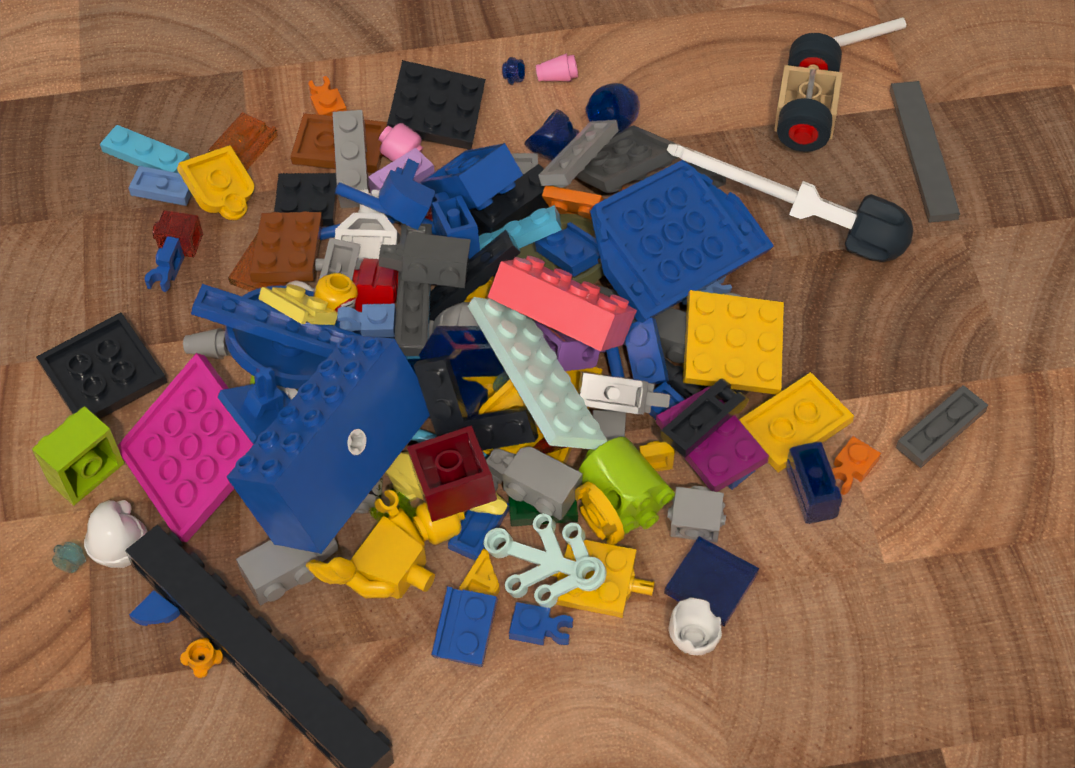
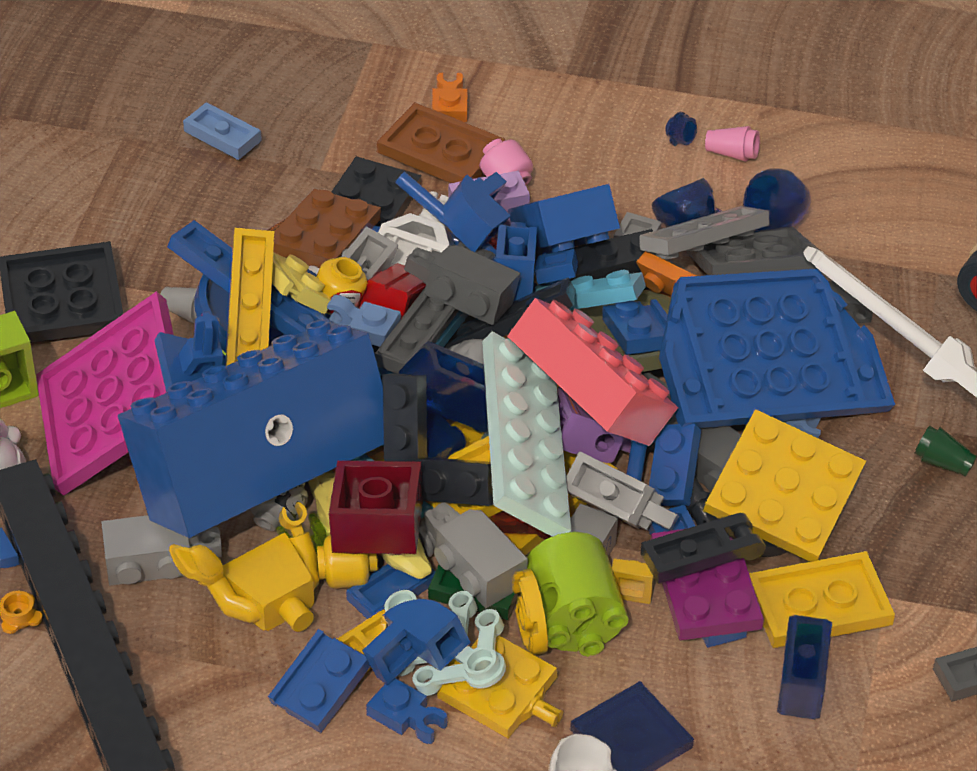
camera: 20 degrees right, 10 degrees down
(142, 150) = (221, 90): medium azure plate -> none
(169, 262) = (189, 205): blue plate -> none
(181, 226) = (213, 183): clear red brick -> none
(218, 182) = (283, 144): yellow plate -> none
(247, 138) = (334, 114): clear orange plate -> none
(277, 334) = (249, 292): none -> yellow plate
(350, 152) = (444, 144): light grey arch -> none
(437, 104) = (572, 136): black plate -> none
(489, 221) = (556, 266): none -> blue plate
(527, 560) = (413, 631): none -> blue brick
(697, 513) = (648, 654): light grey head -> none
(825, 271) = (944, 451): none -> dark green cone
(854, 461) = (871, 666): orange plate -> none

